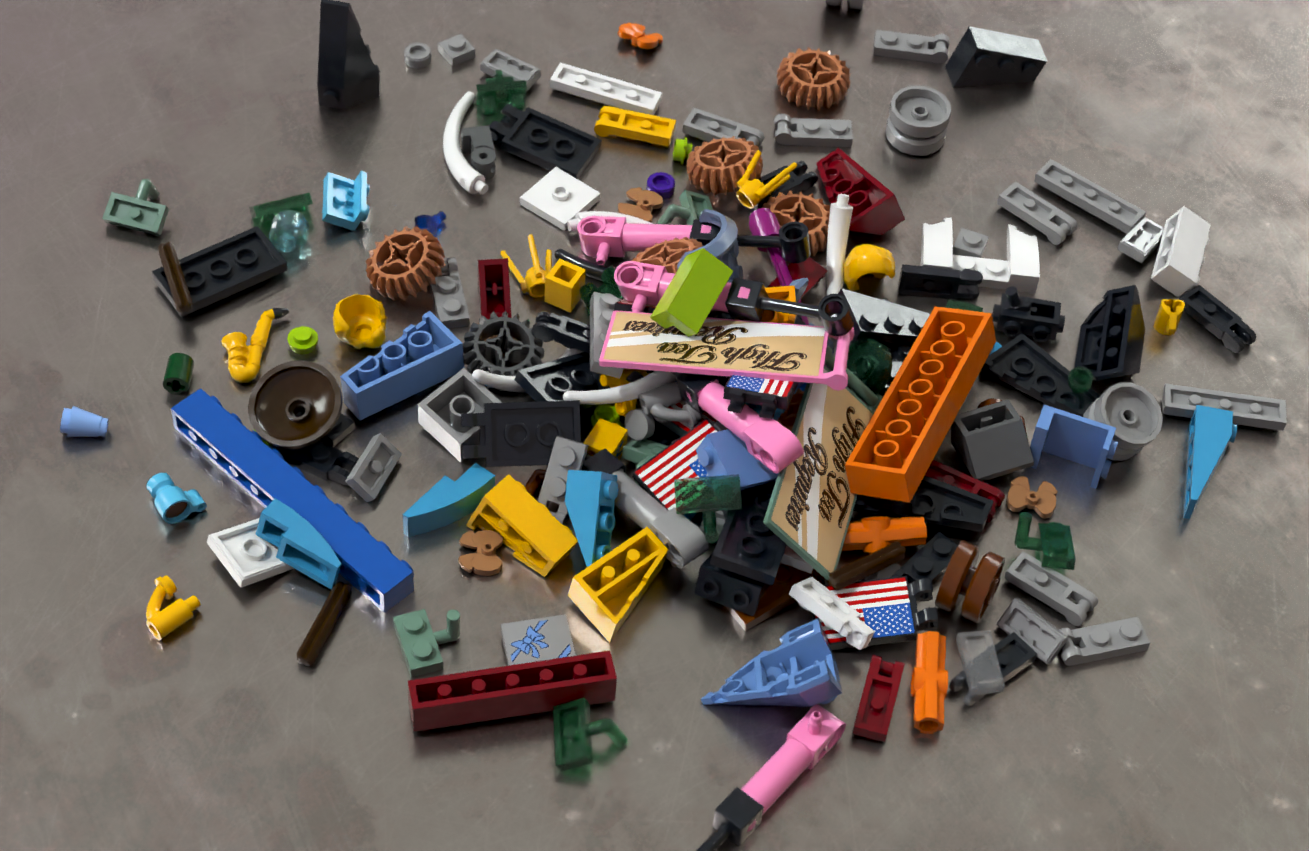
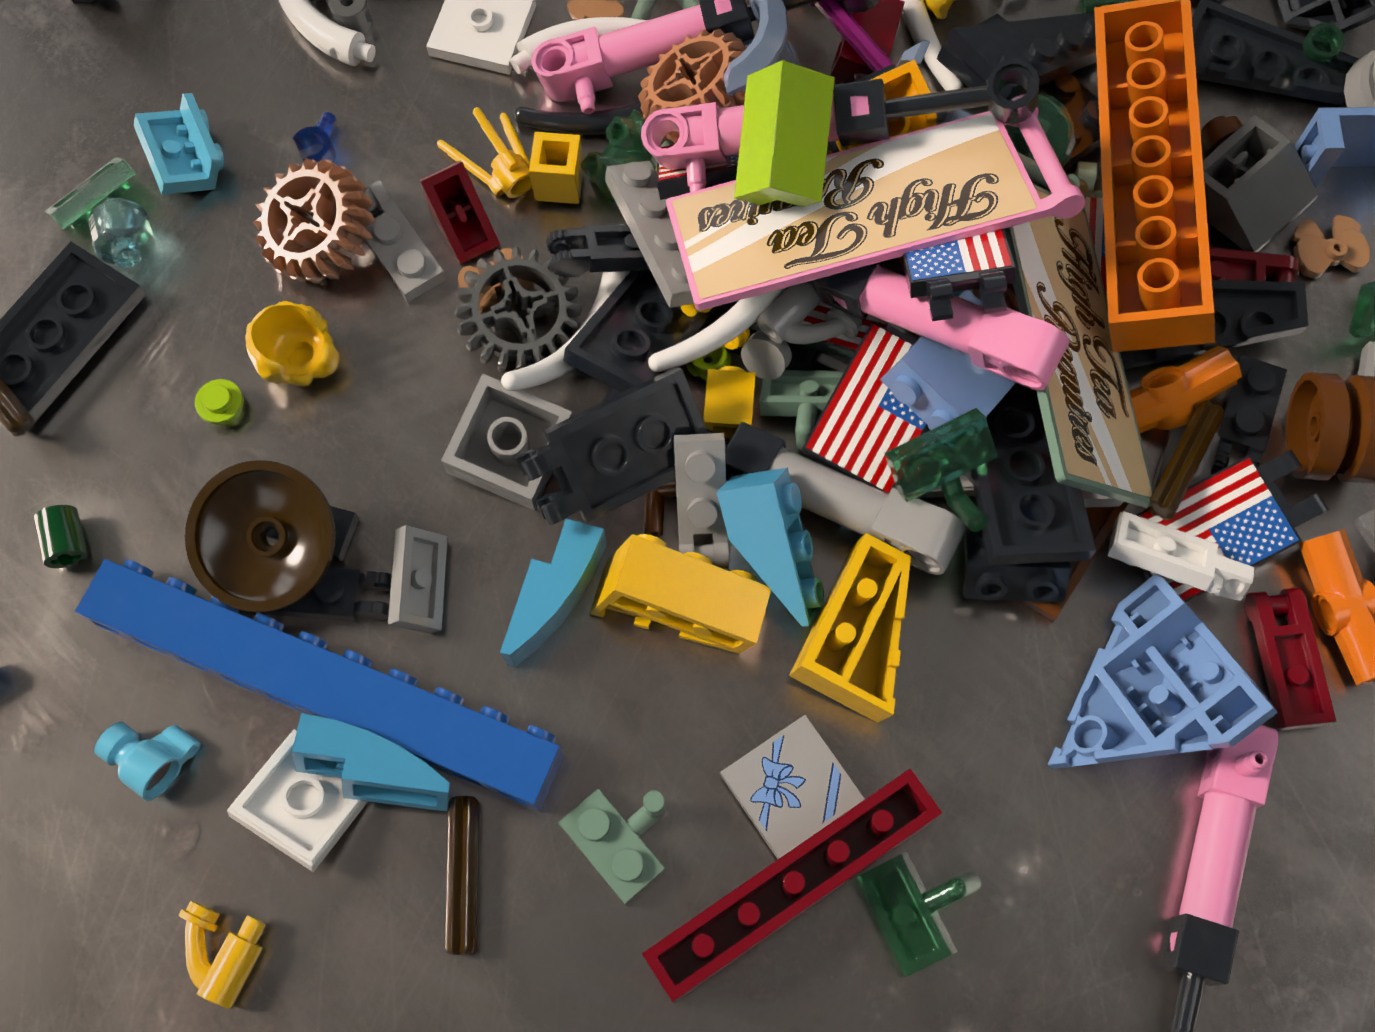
camera: 15 degrees left, 20 degrees up
(245, 359) = (150, 468): yellow piece -> none
(403, 367) = (387, 396): medium blue wedge -> none
(485, 561) = (644, 665): medium nougat piece -> none

